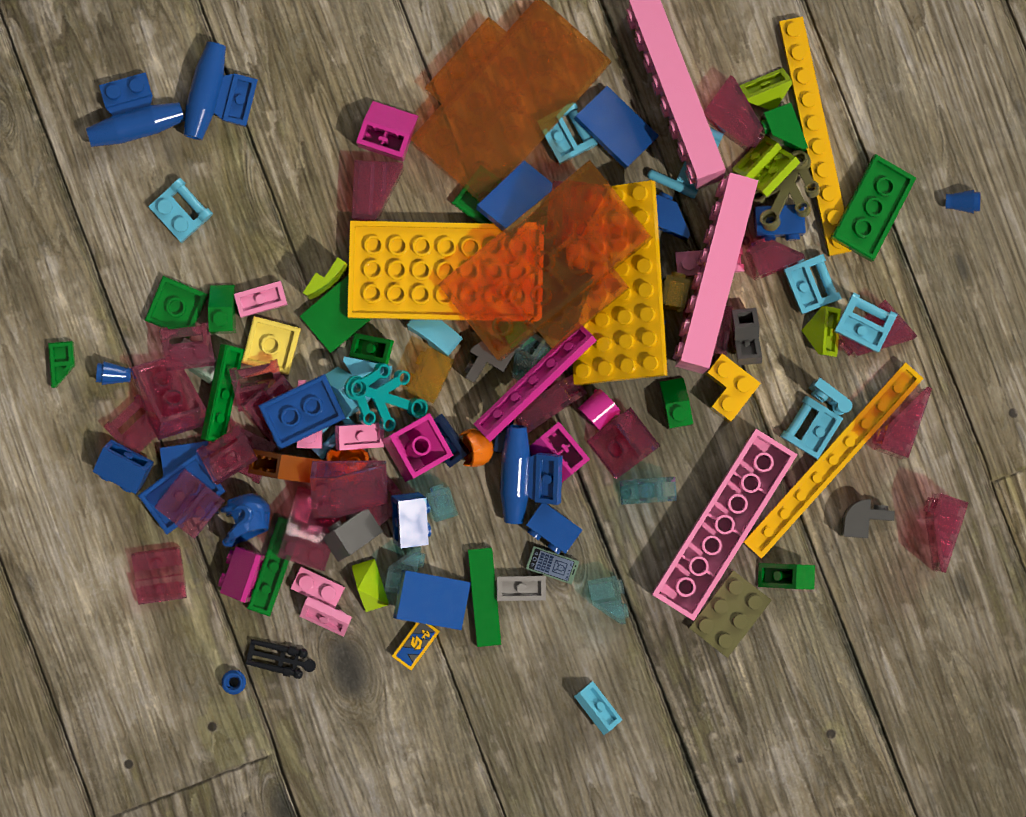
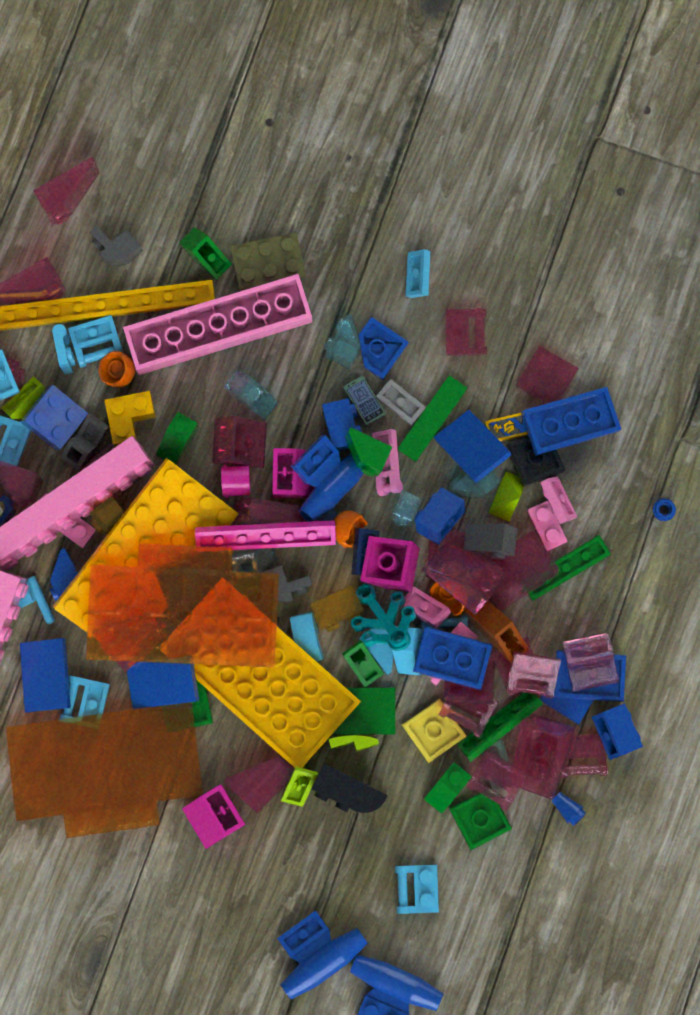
camera: 140 degrees left, 5 degrees down
(61, 361) = (598, 851): green tile -> none
(159, 575) = (655, 632): clear pink slope -> none
(241, 574) = (594, 580): dark pink slope -> none
(250, 516) = (553, 615): blue helmet -> none
(260, 299) = (413, 770): bright pink plate -> none
(297, 237) = (347, 791): none -> black brick
(309, 665) = (599, 476): black piece -> none
(340, 210) = (299, 786): none -> lime slope
(369, 690) = (571, 421): none -> blue plate
(373, 635) = (531, 467): none -> black plate
(420, 712) = (547, 376): none -> clear pink plate
(490, 528) = (391, 467): none -> bright pink plate
(510, 520) = (367, 452): none -> green slope
(524, 687) = (458, 332): none -> clear pink plate
(576, 619) = (380, 348): none -> blue plate
(774, 417) = (116, 369): none -> orange hair
(789, 335) = (54, 417): none -> blue brick

